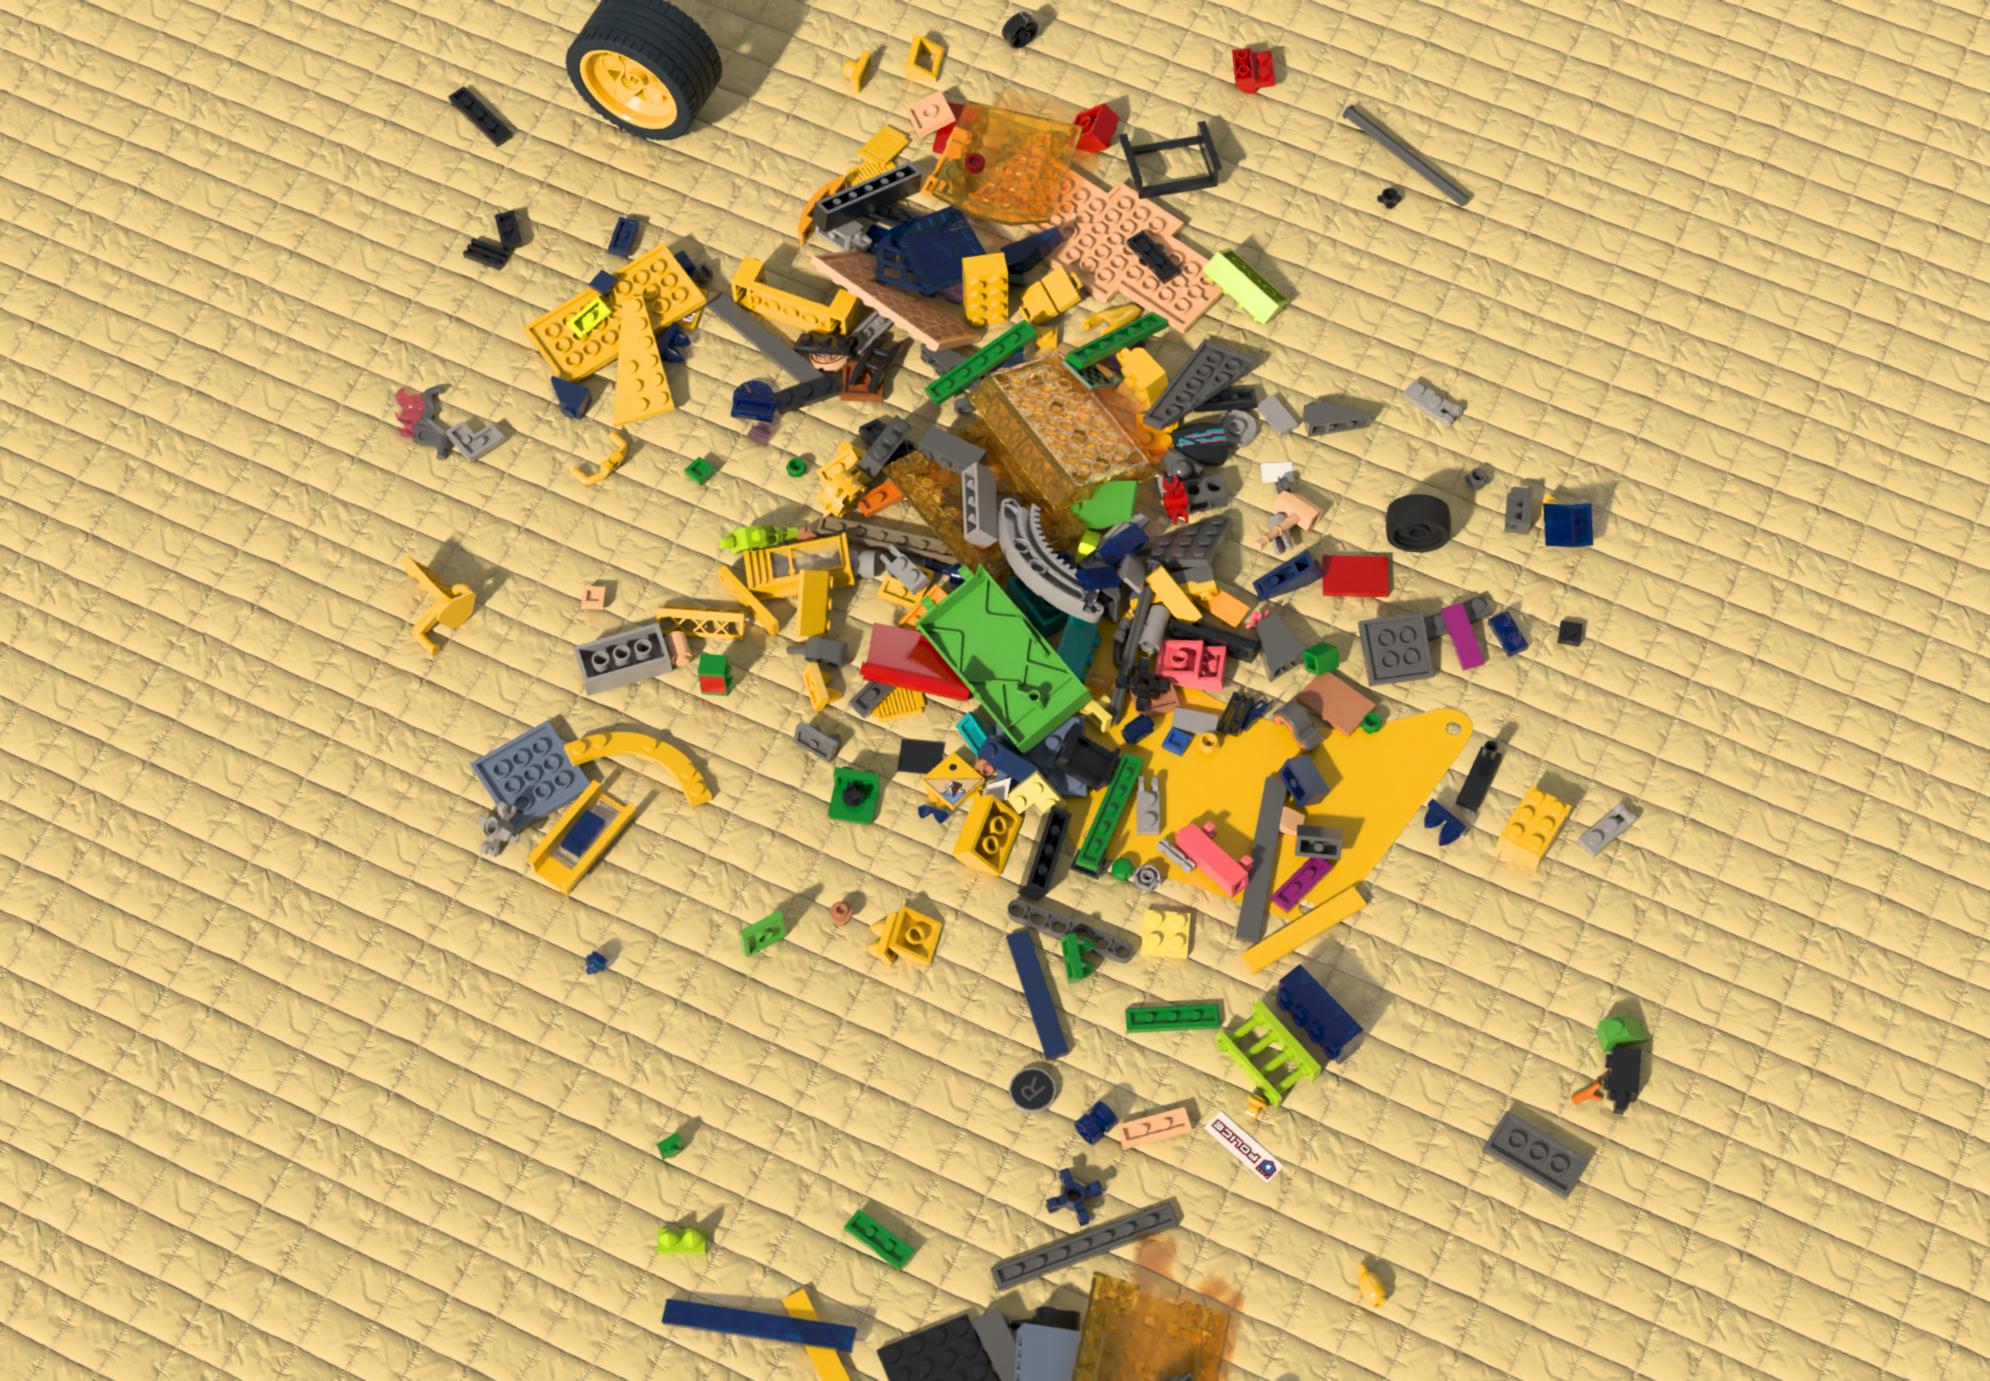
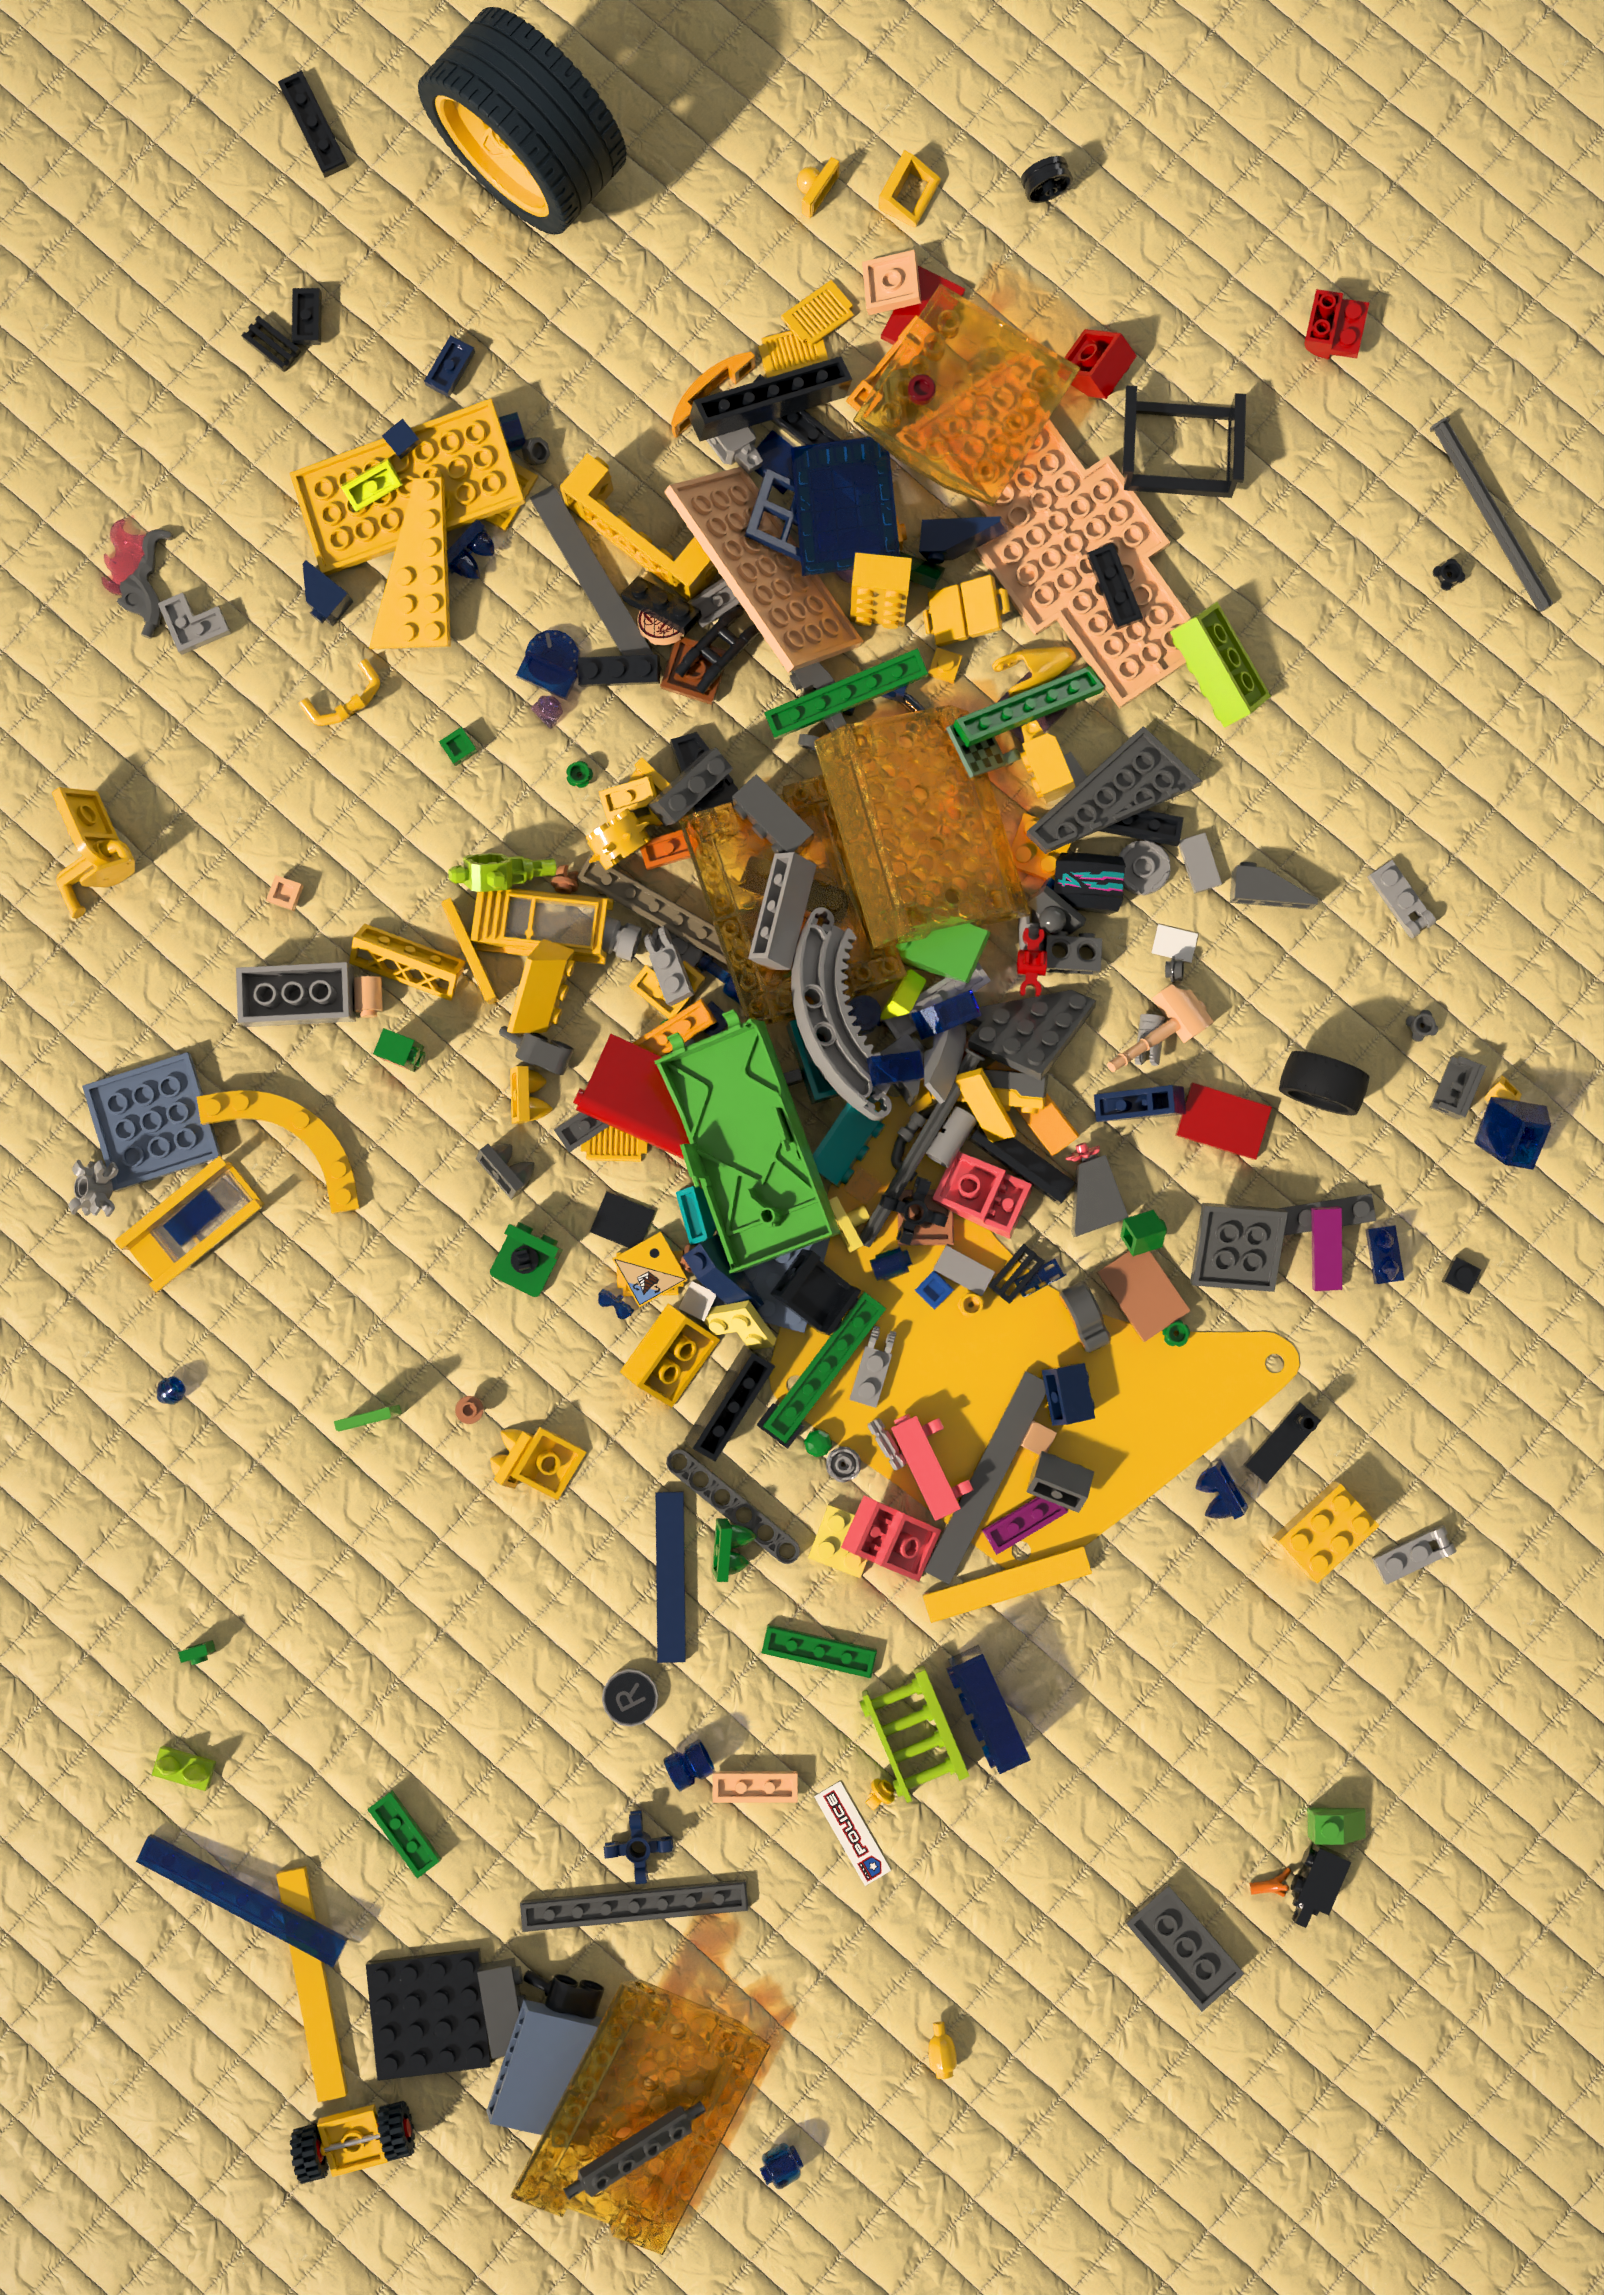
camera: 20 degrees right, 25 degrees up
(1202, 916) = (891, 1538): none -> coral slope

